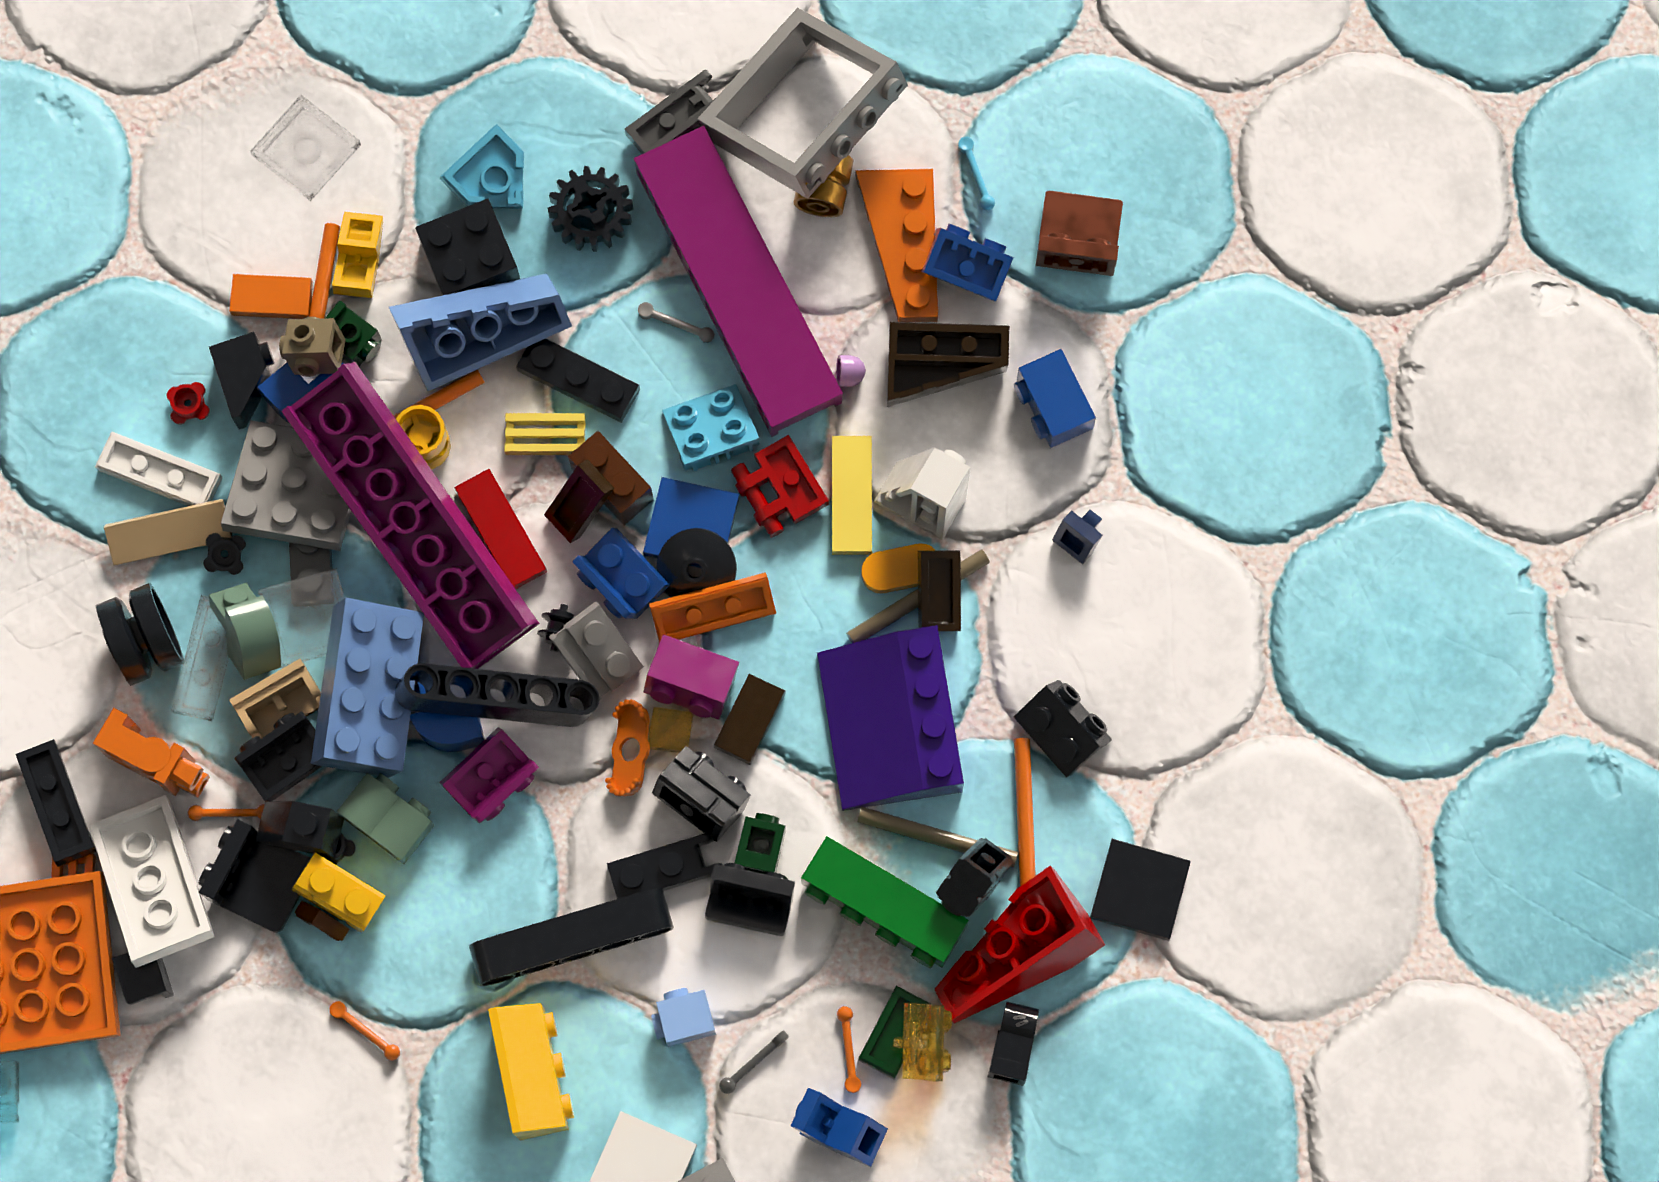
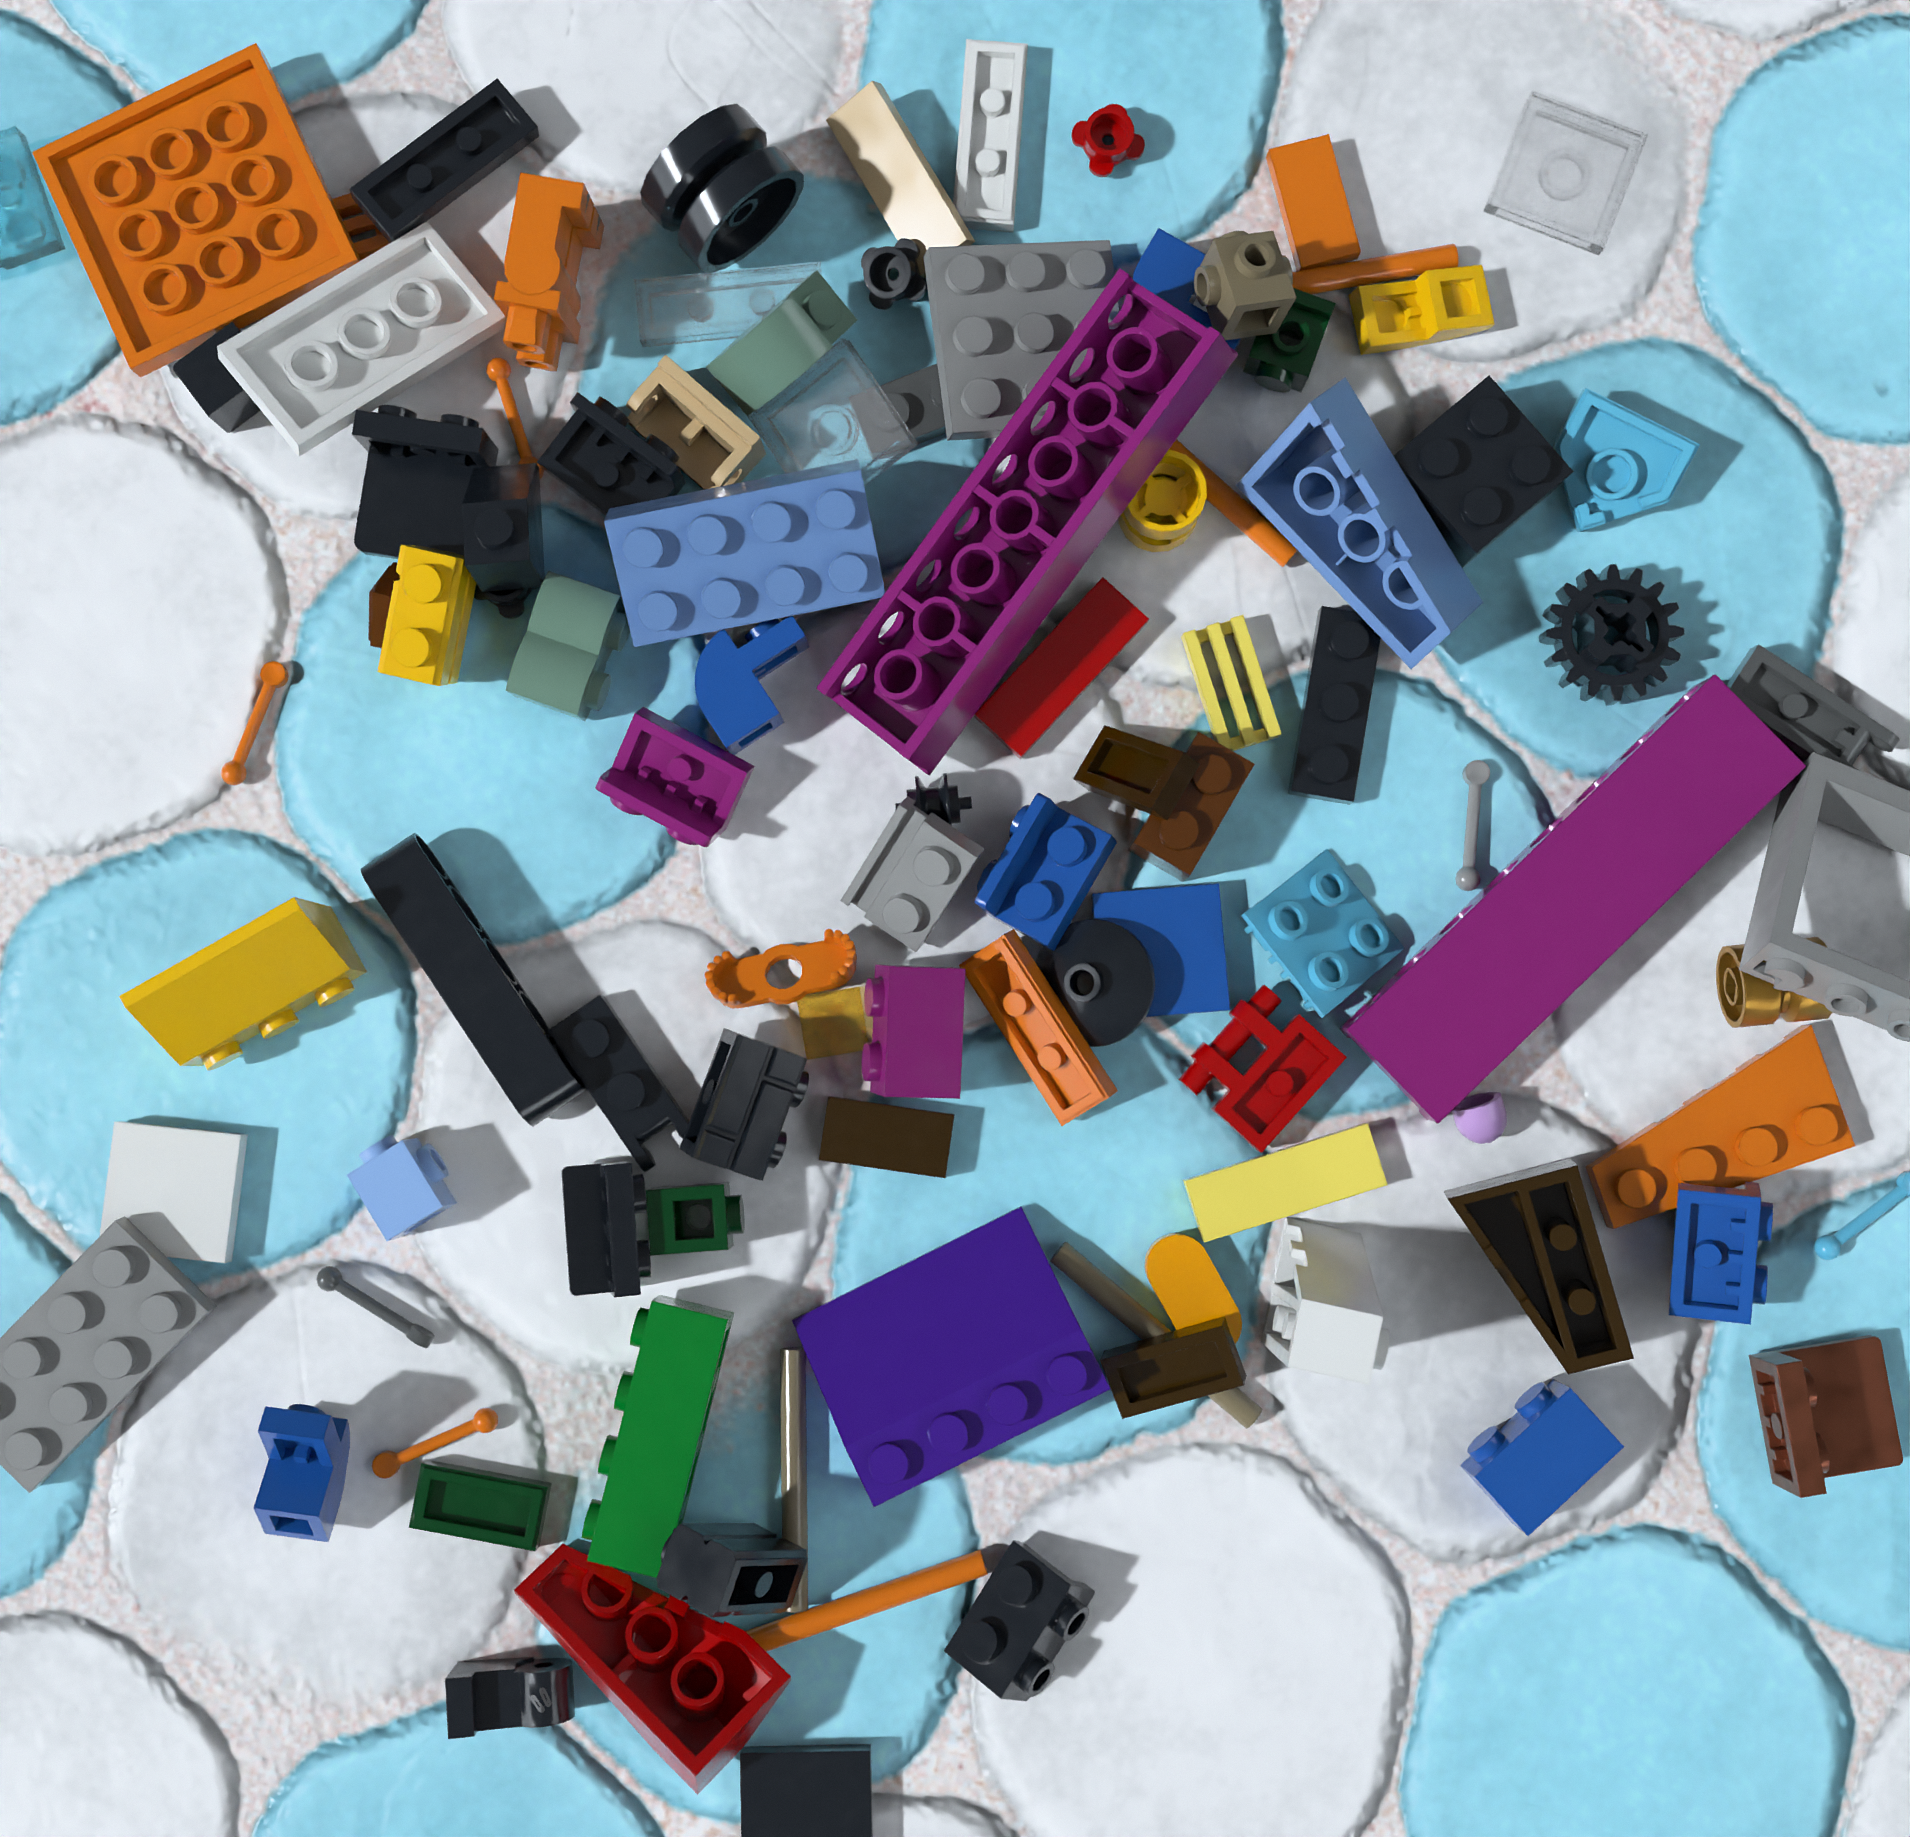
camera: 75 degrees right, 10 degrees up
(241, 368) = (1181, 194): black slope -> none
(481, 704) = (810, 773): black beam -> none
(924, 1041) = (466, 1561): clear yellow hips -> none
(1079, 535) = (1331, 1560): dark blue tile -> none

